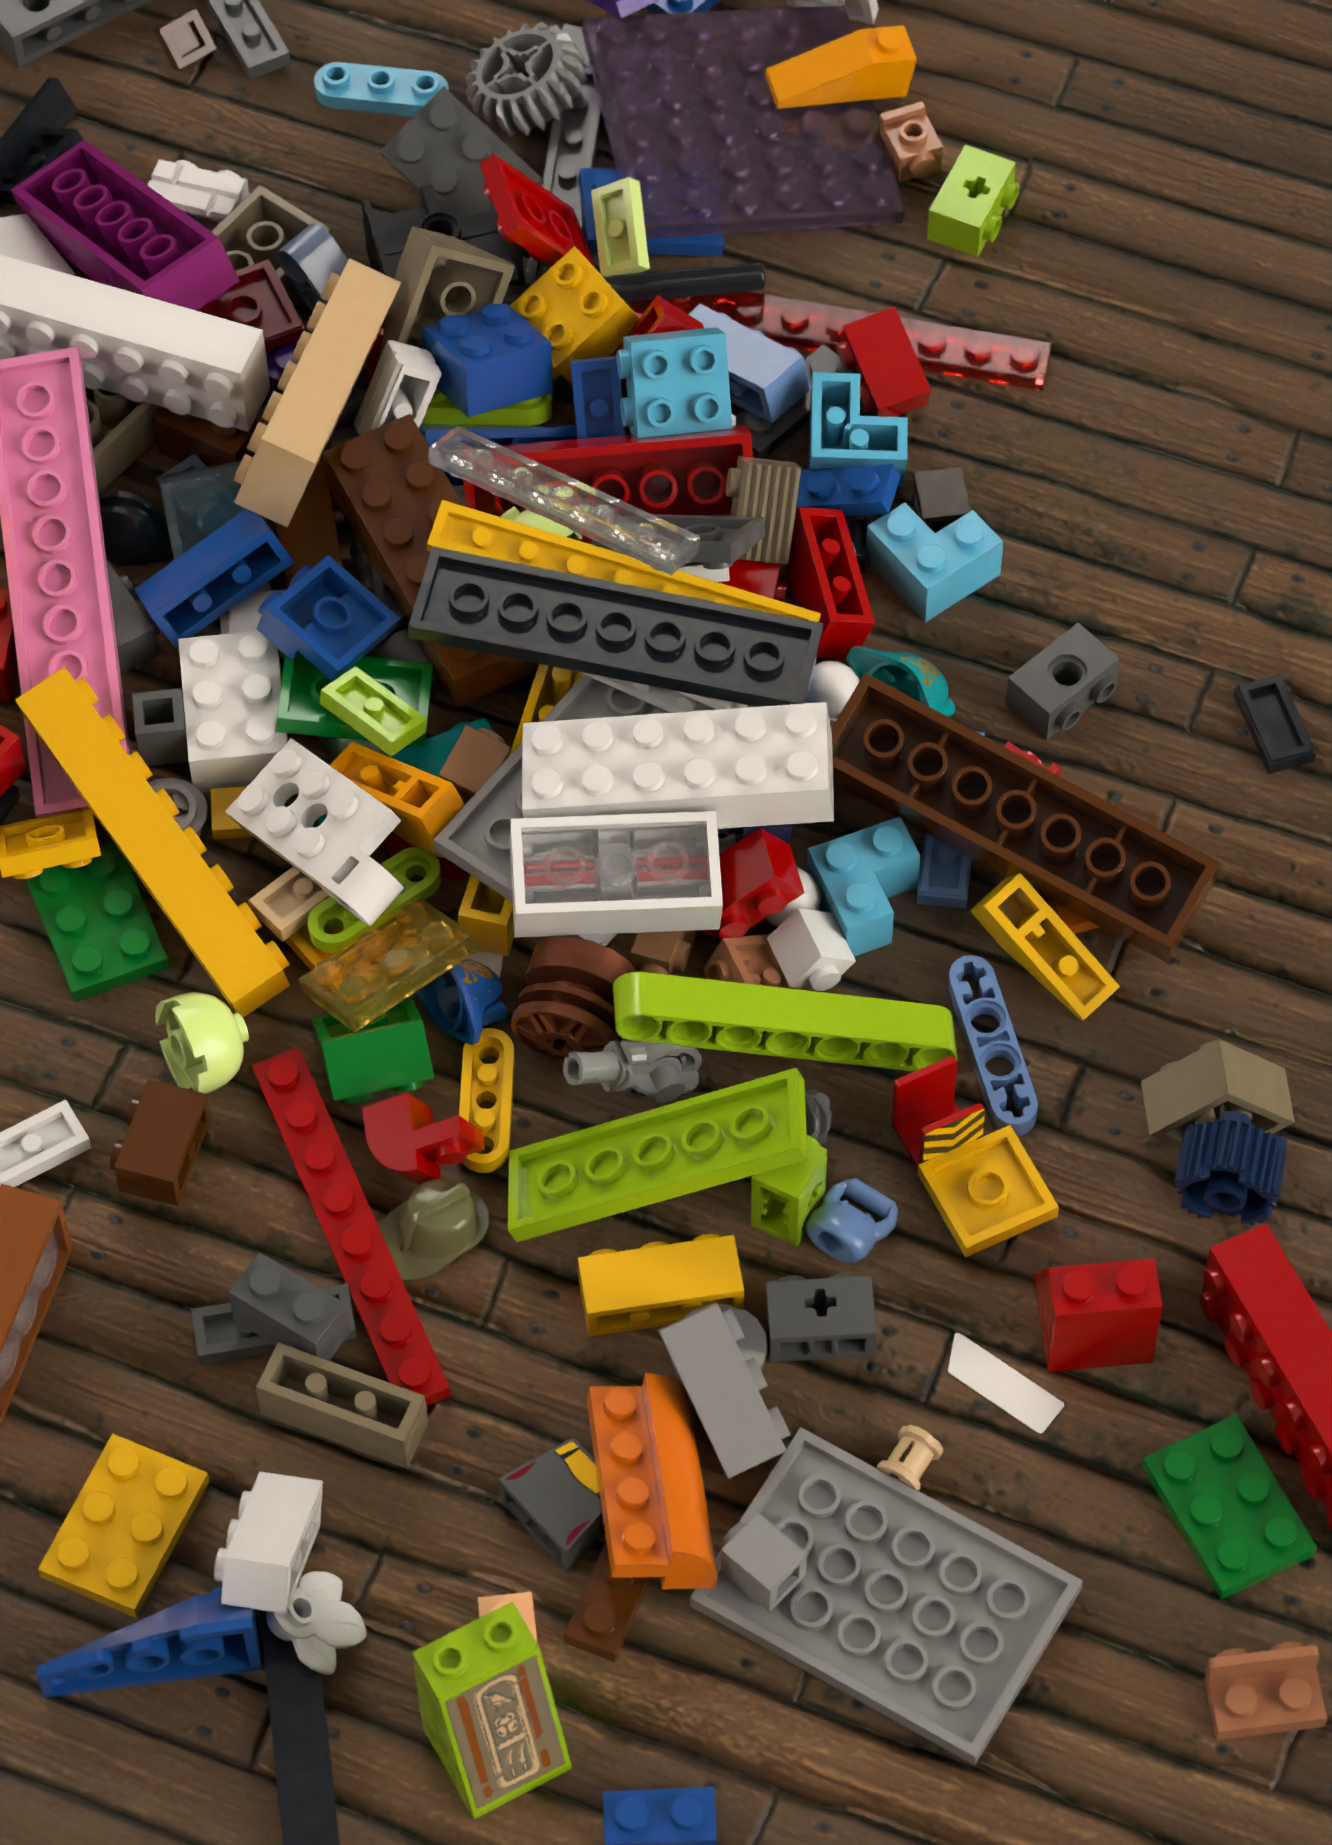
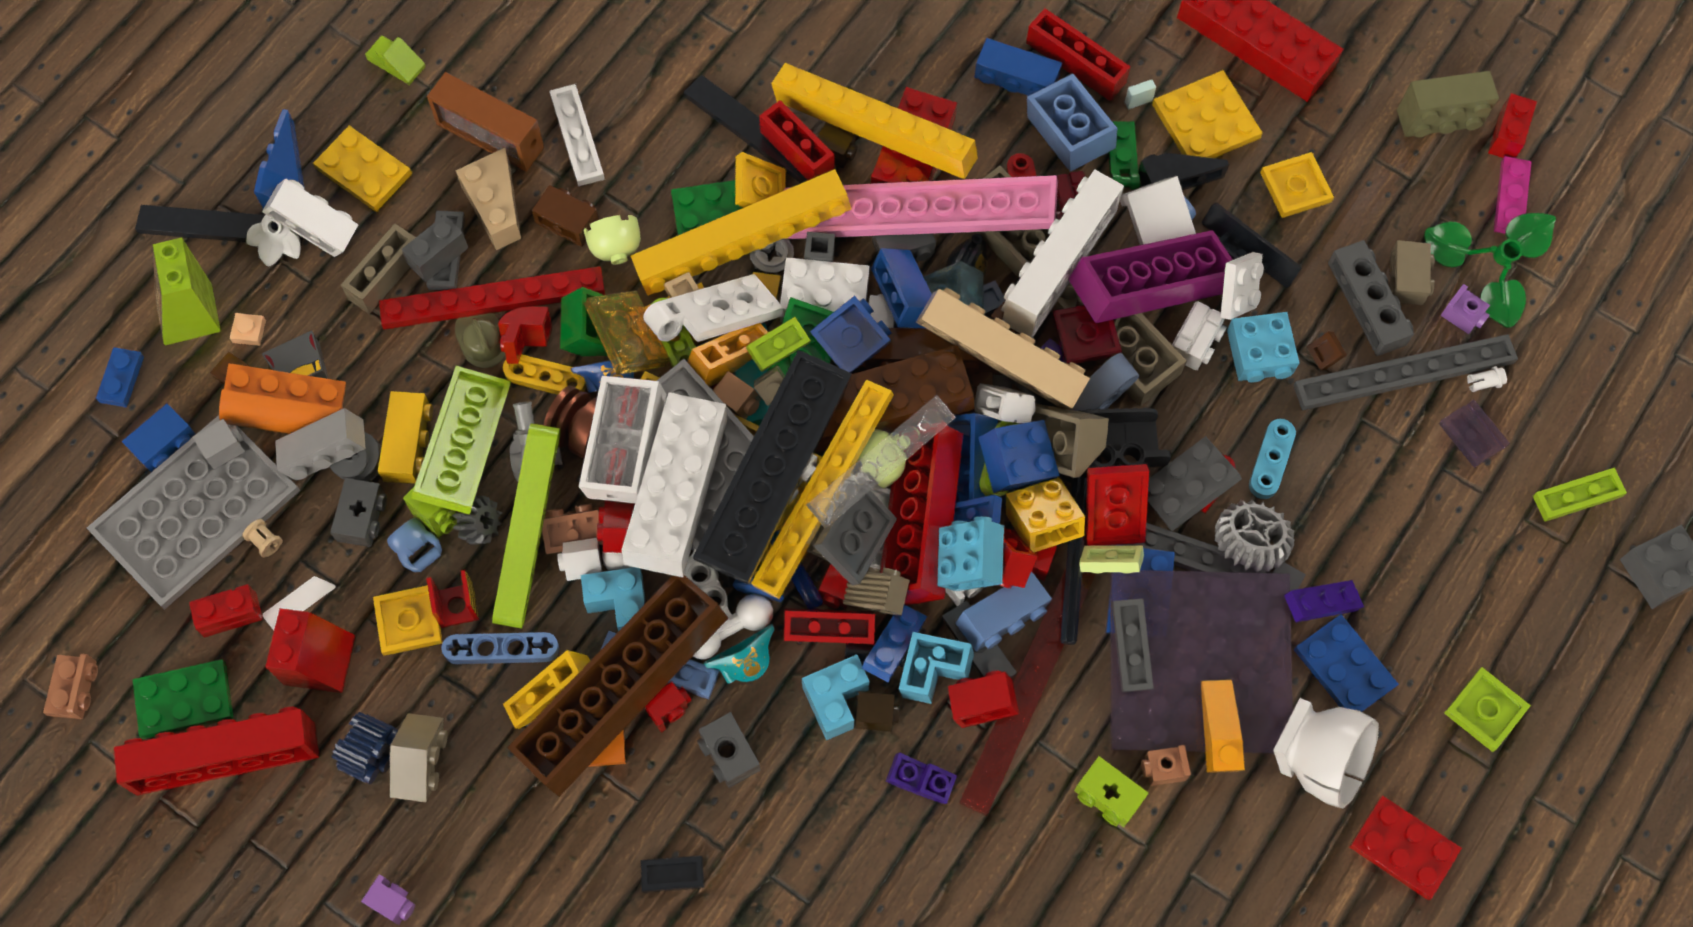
camera: 100 degrees right, 10 degrees up
(108, 133) = (1242, 285): none -> white plate
(151, 1266) = (492, 196): none -> tan wedge
(201, 110) = (1263, 347): none -> medium azure brick
(457, 698) = (769, 383): none -> dark tan brick
(753, 181) = (1132, 645): none -> dark grey plate
(770, 1691) = (158, 437): none -> blue brick
(1023, 437) = (920, 778): none -> dark purple slope
(1059, 1471) = (225, 610): none -> red brick

